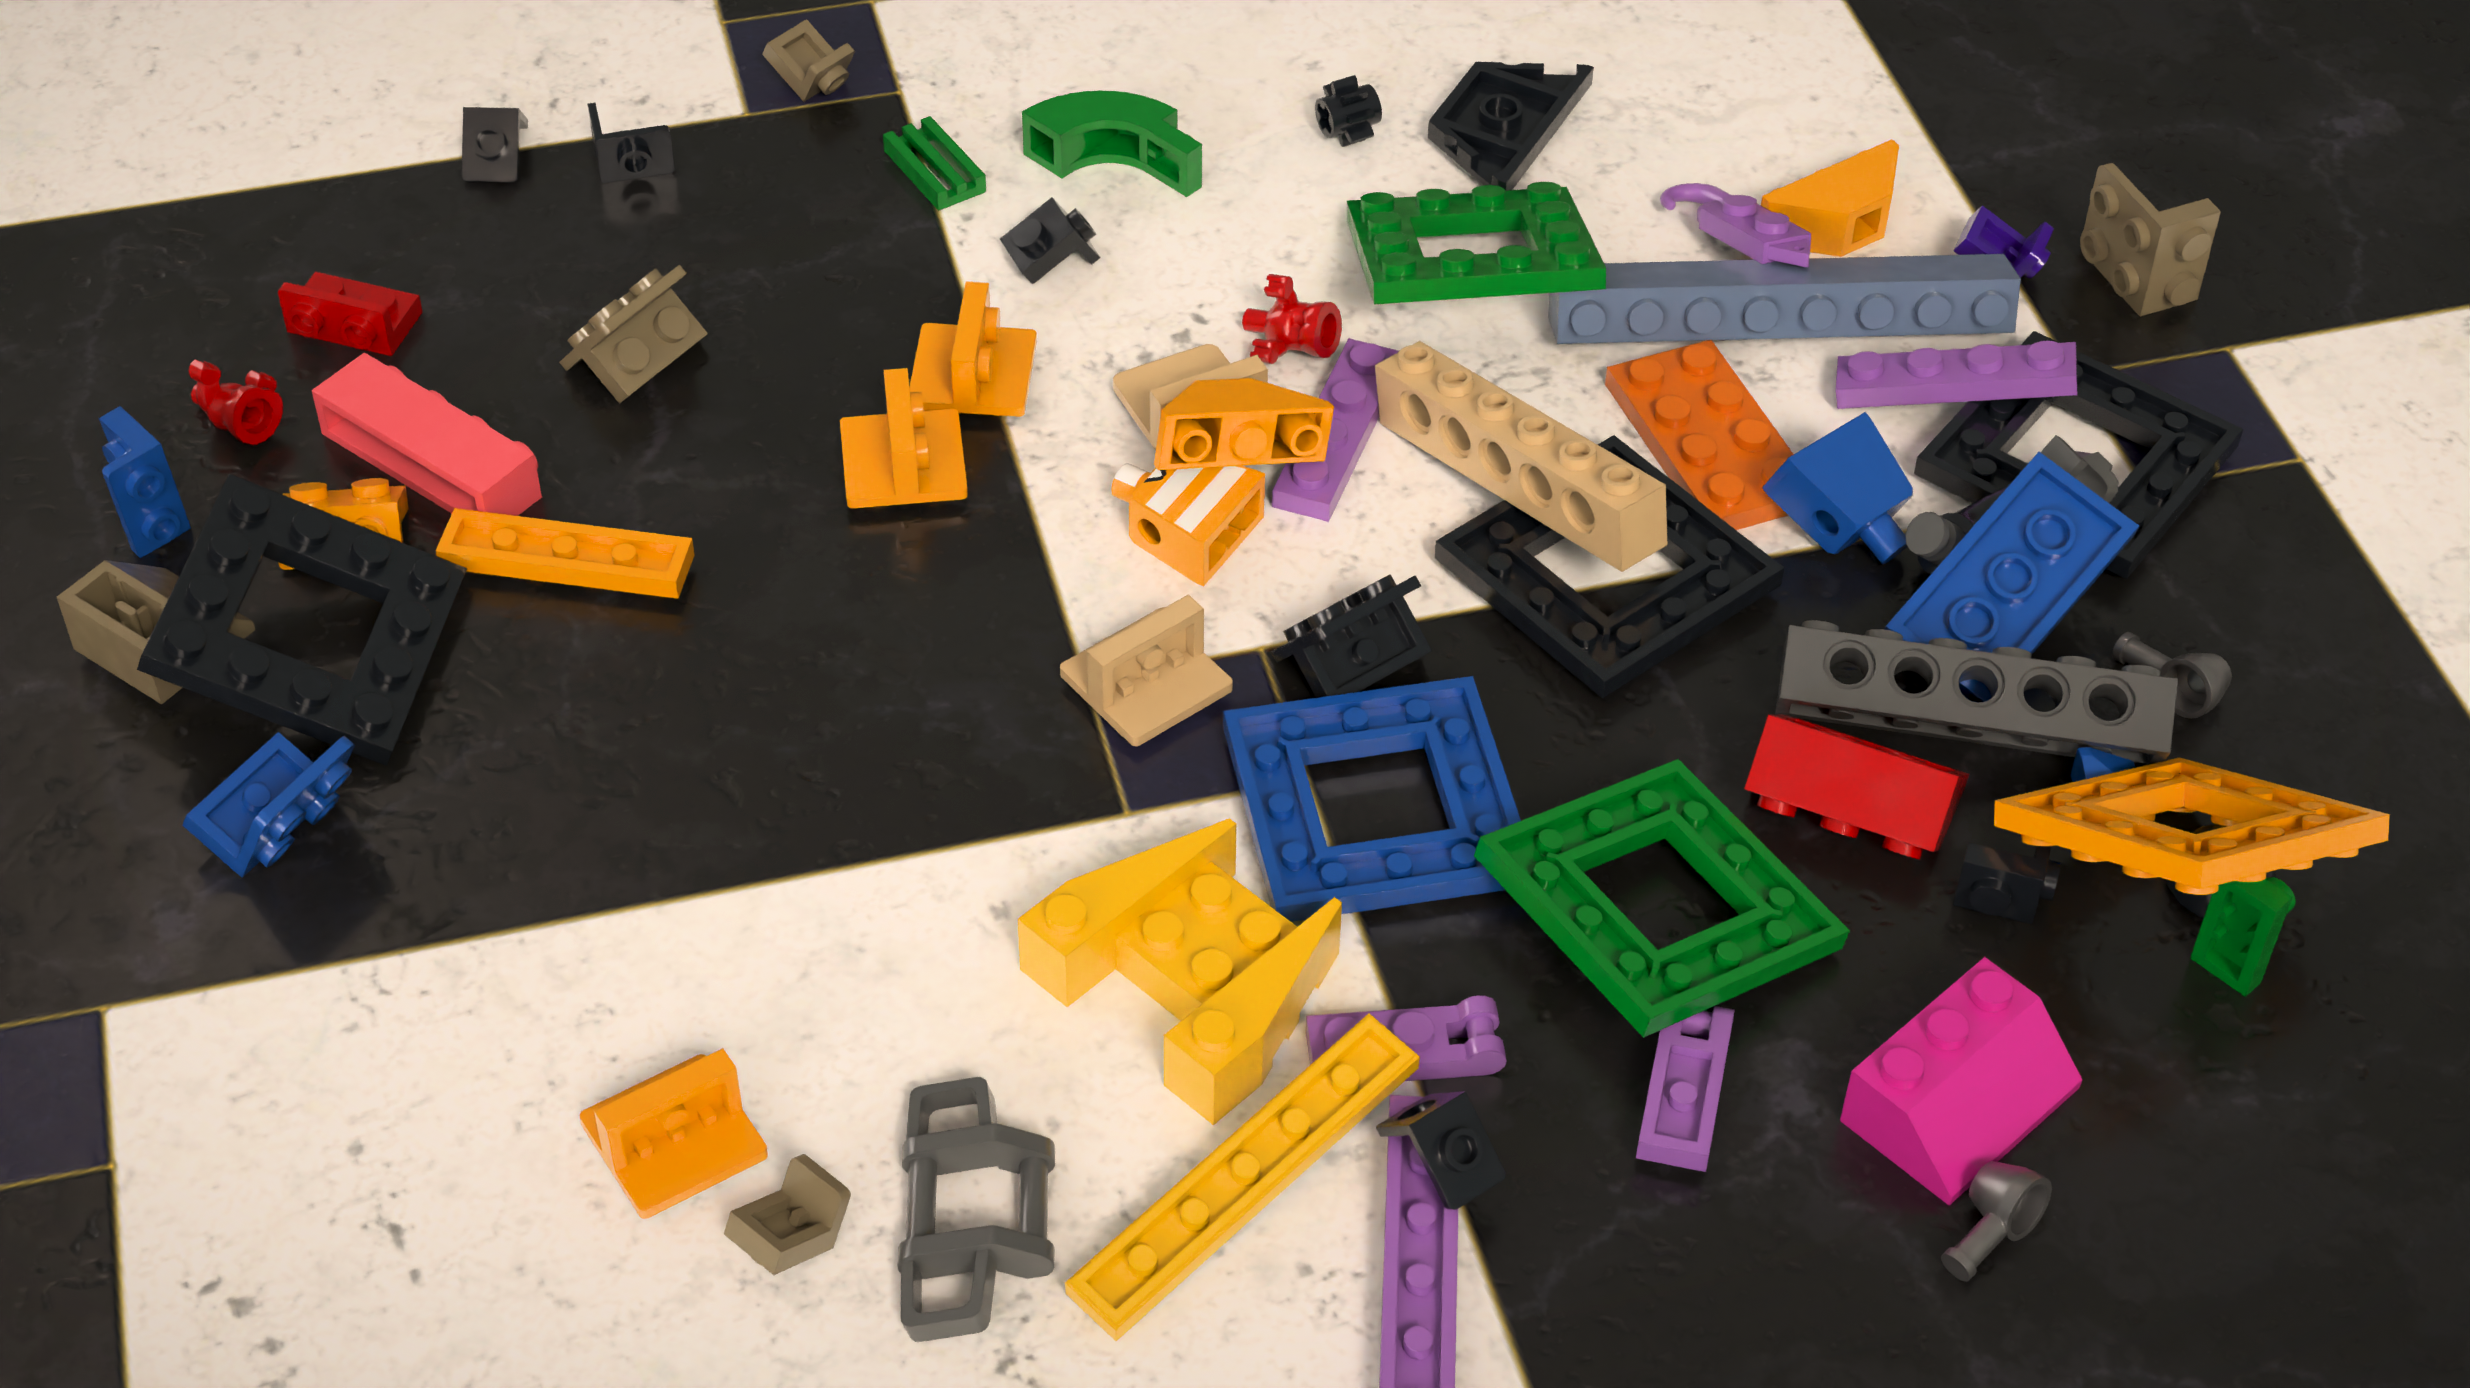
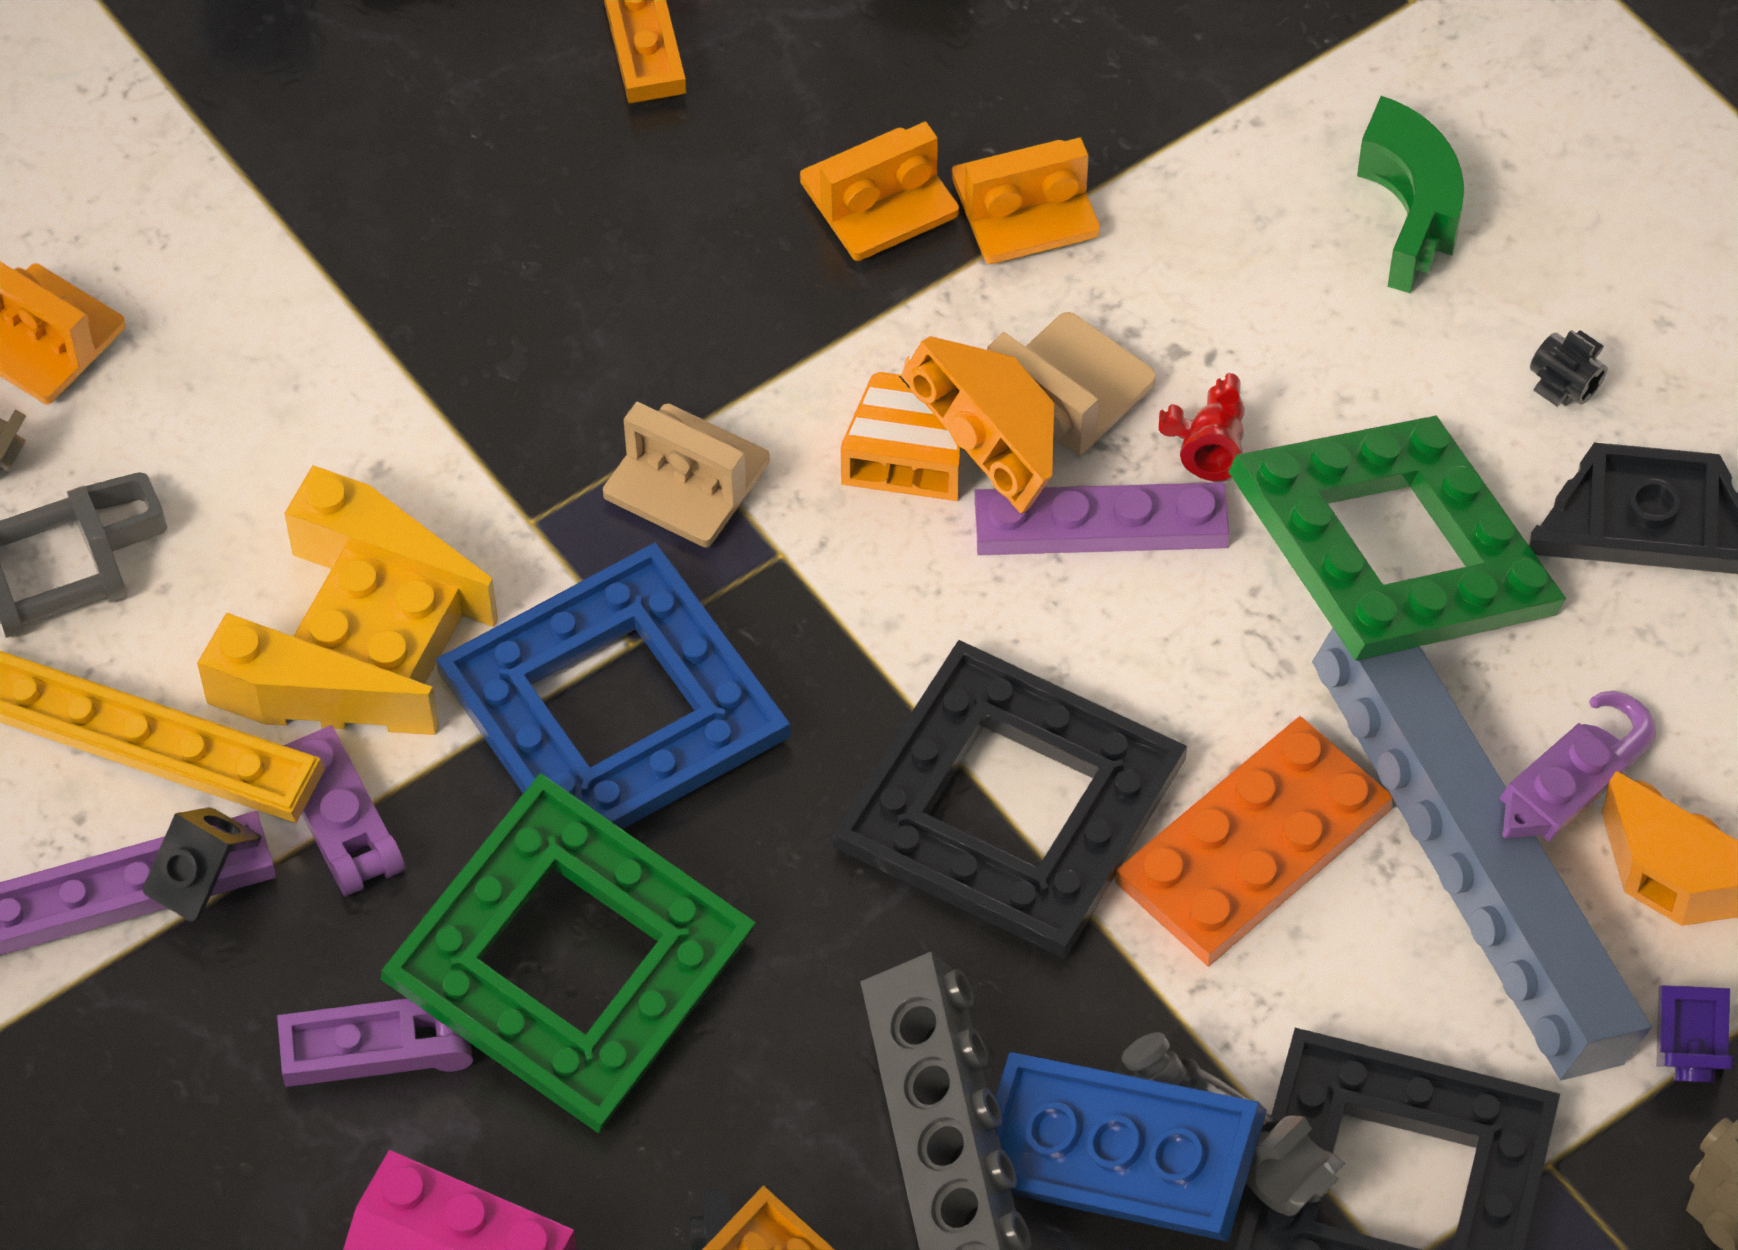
camera: 70 degrees right, 10 degrees up
(943, 159) = (1332, 33): green tile -> none
(1048, 239) = (1239, 192): black bracket -> none
(1357, 639) = (792, 617): black bracket -> none
(1523, 455) = (1079, 663): tan brick -> none
(1845, 490) = (1198, 967): blue torso -> none
(1854, 785) = (803, 1087): red slope -> none
(1956, 375) = (1439, 1035): medium lavender plate -> none

